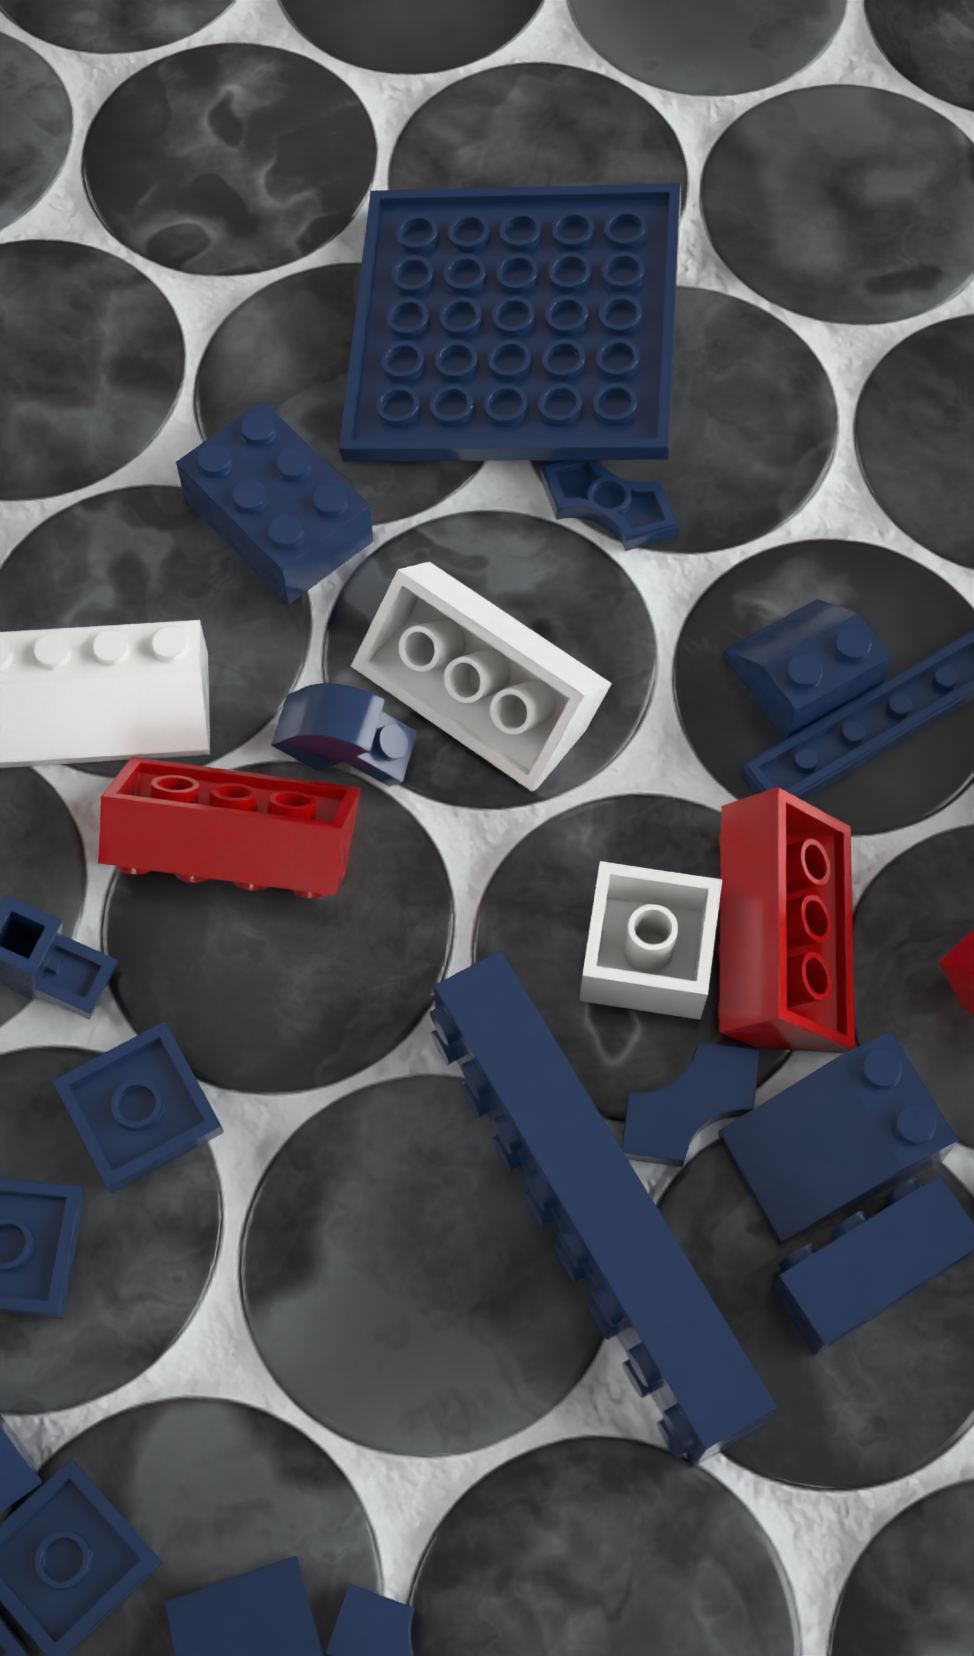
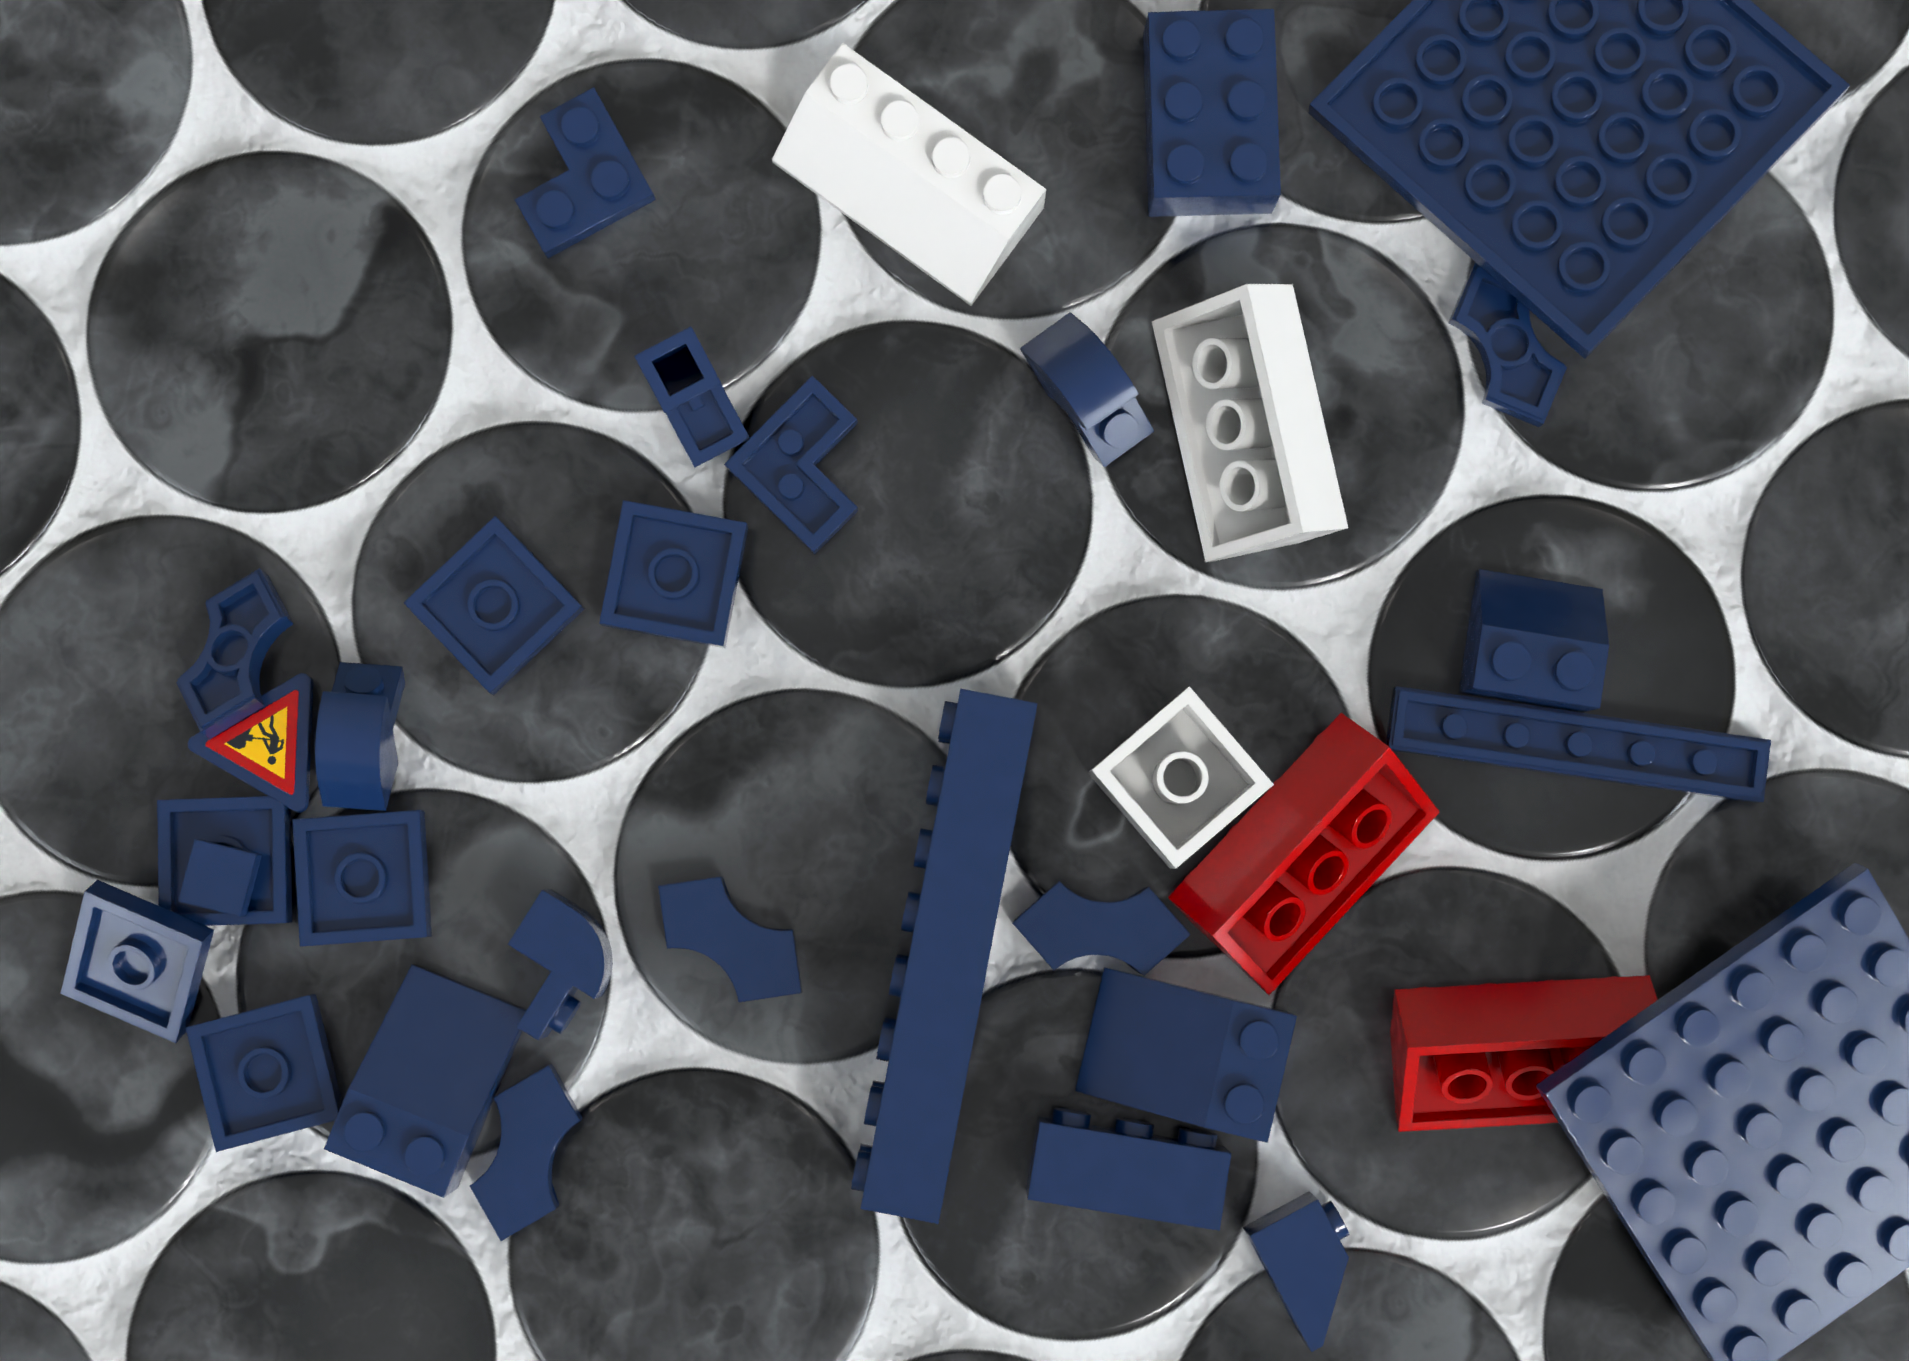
camera: 40 degrees right, 20 degrees up
(159, 962) = (782, 463): none -> dark blue plate
(228, 826) = (931, 390): red slope -> none
(295, 1466) = (575, 953): none -> dark blue brick
(442, 1351) = (705, 920): none -> dark blue tile

